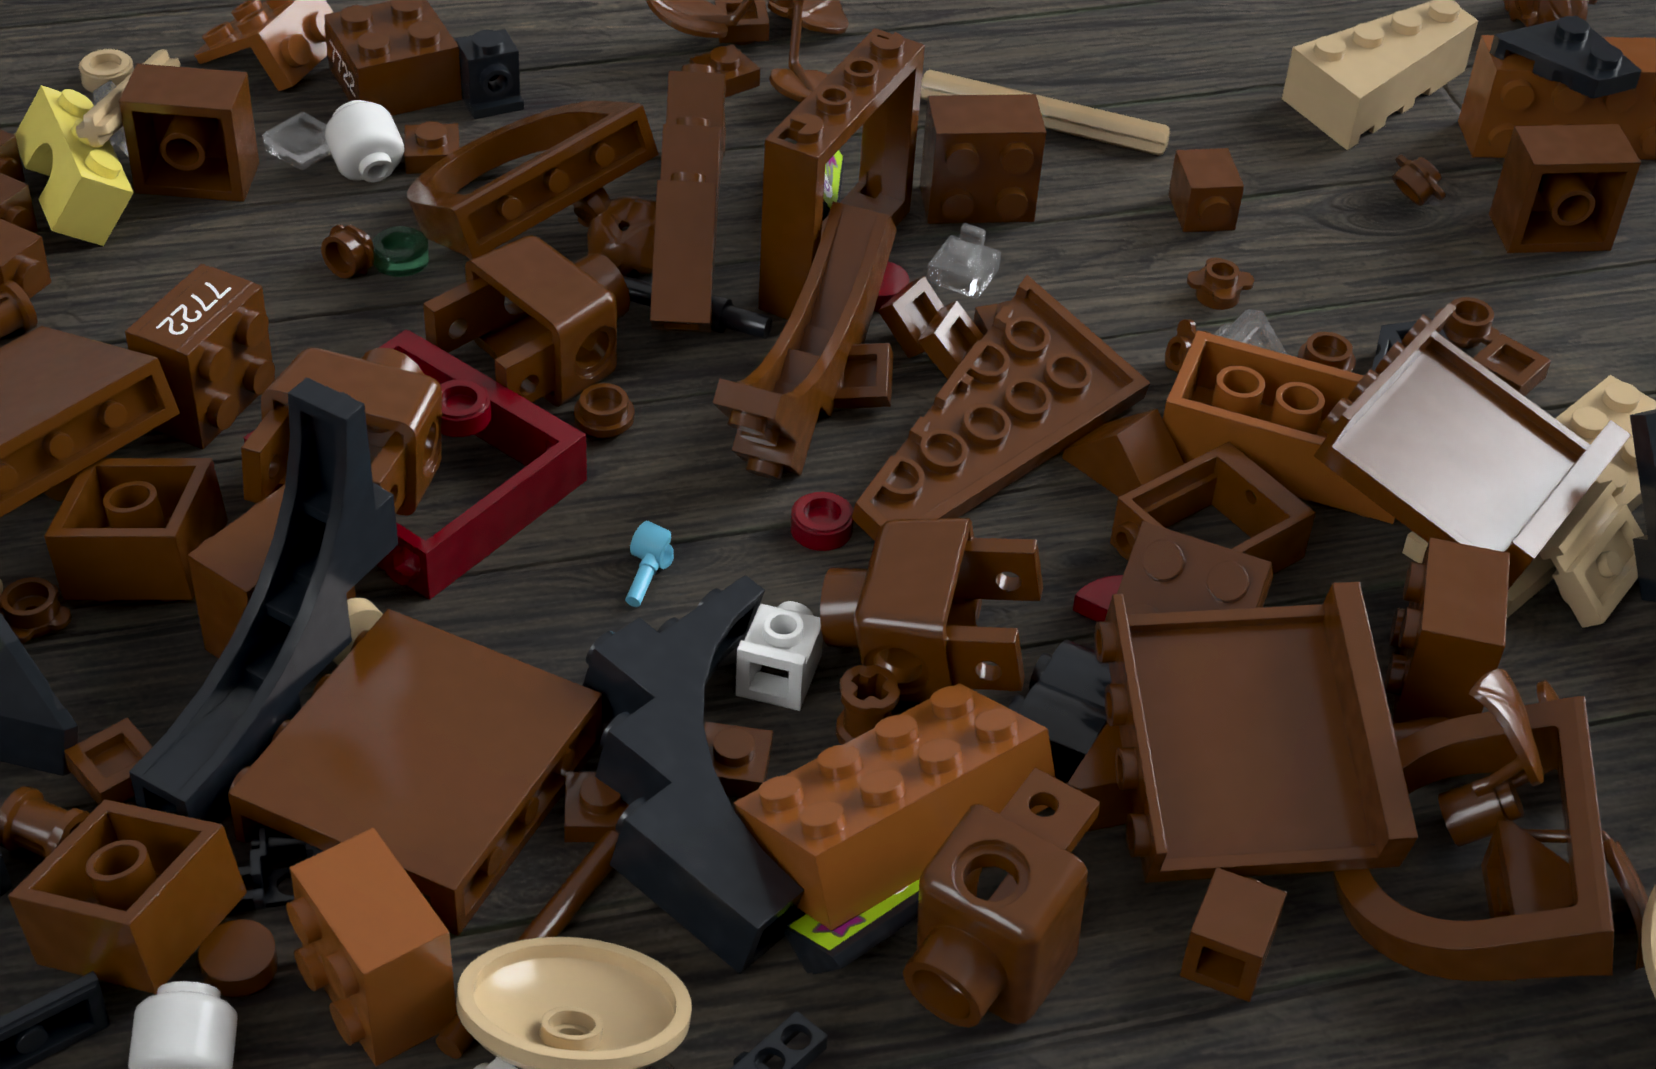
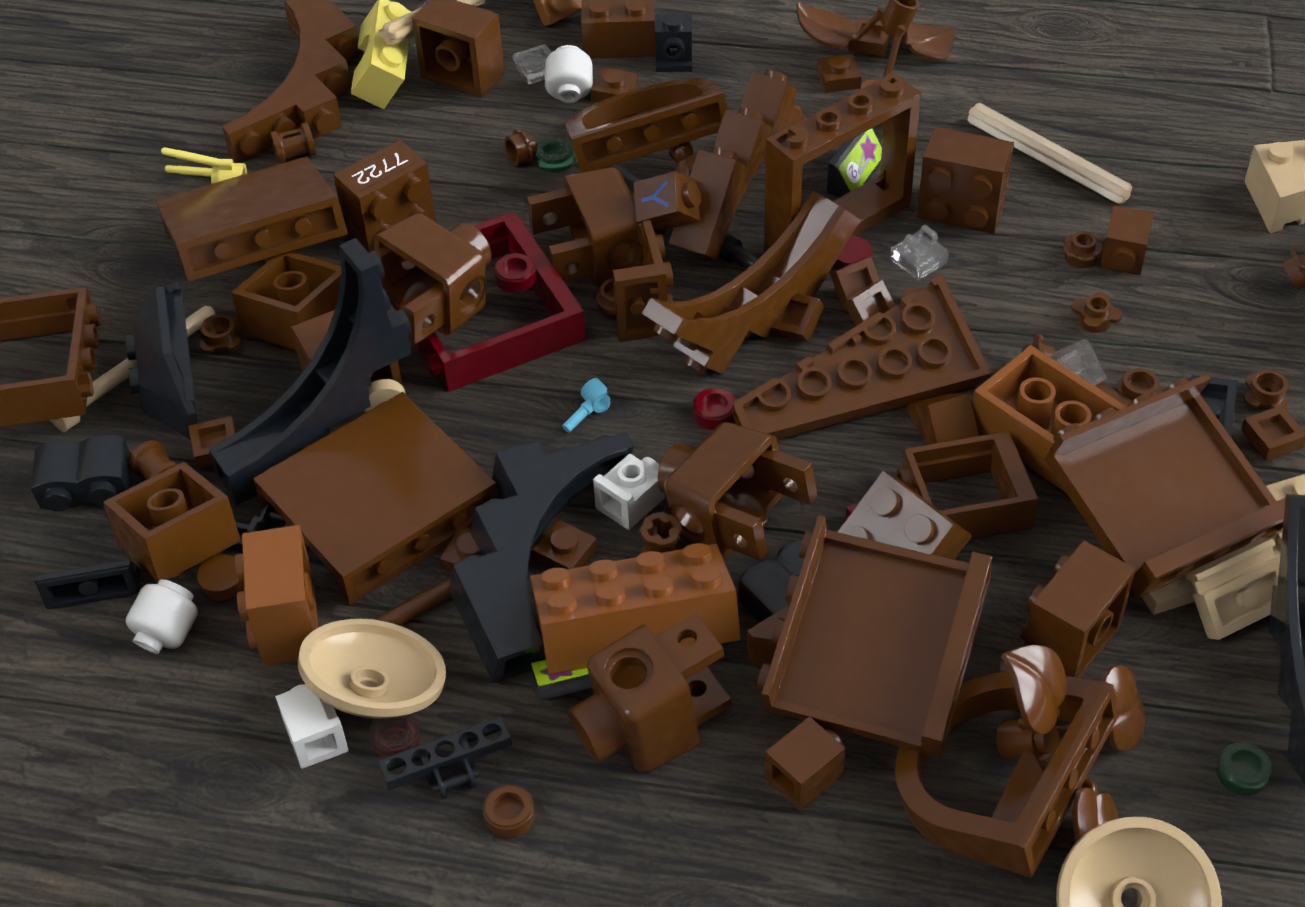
camera: 30 degrees right, 5 degrees up
(641, 258) = (667, 200): none -> reddish brown brick
(656, 384) = (638, 285): none -> reddish brown bracket
(1155, 214) = (1082, 249): none -> reddish brown plate

